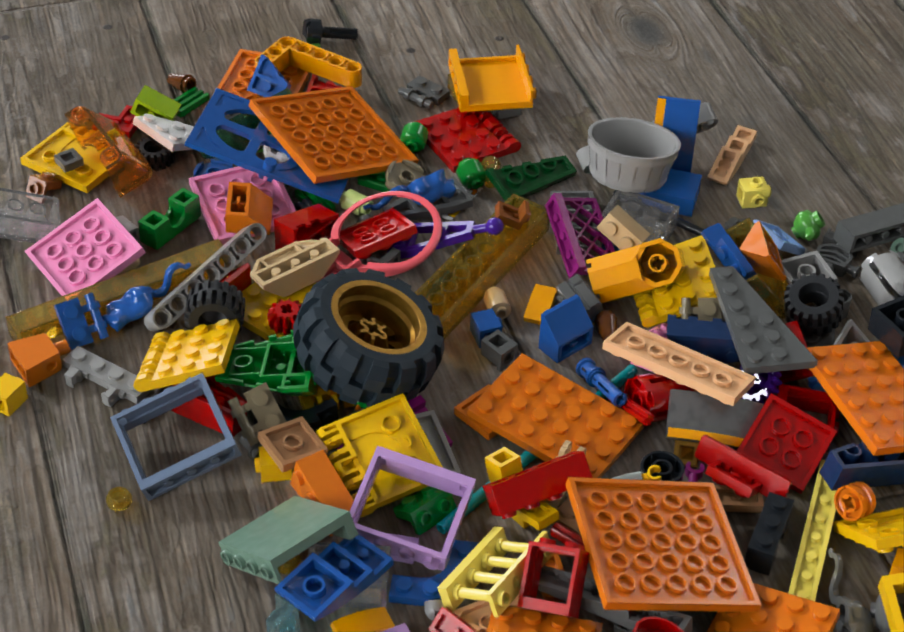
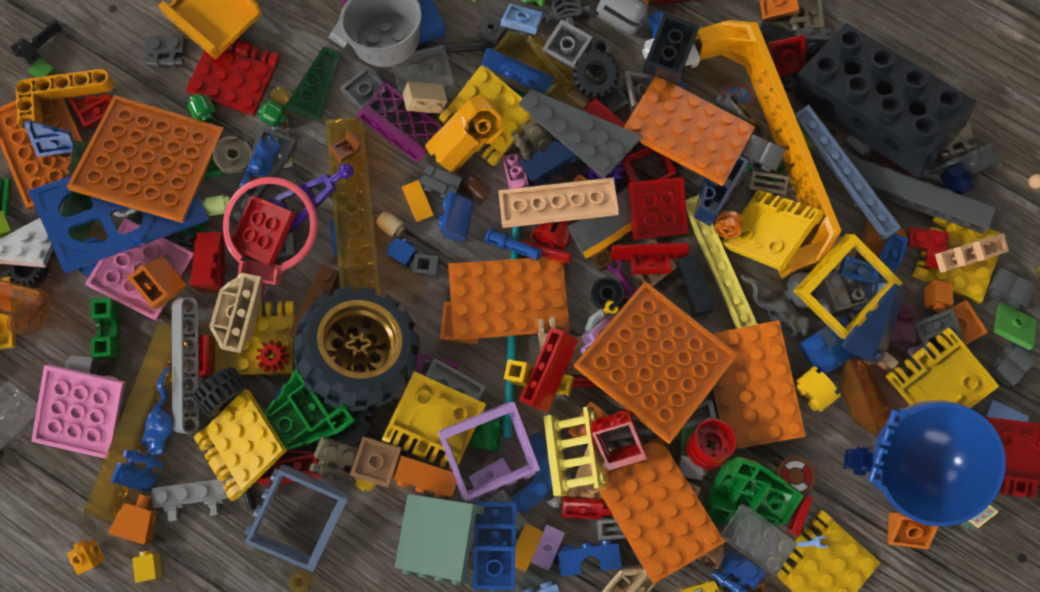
camera: 40 degrees left, 35 degrees up
(763, 253) = (536, 54): orange slope -> none

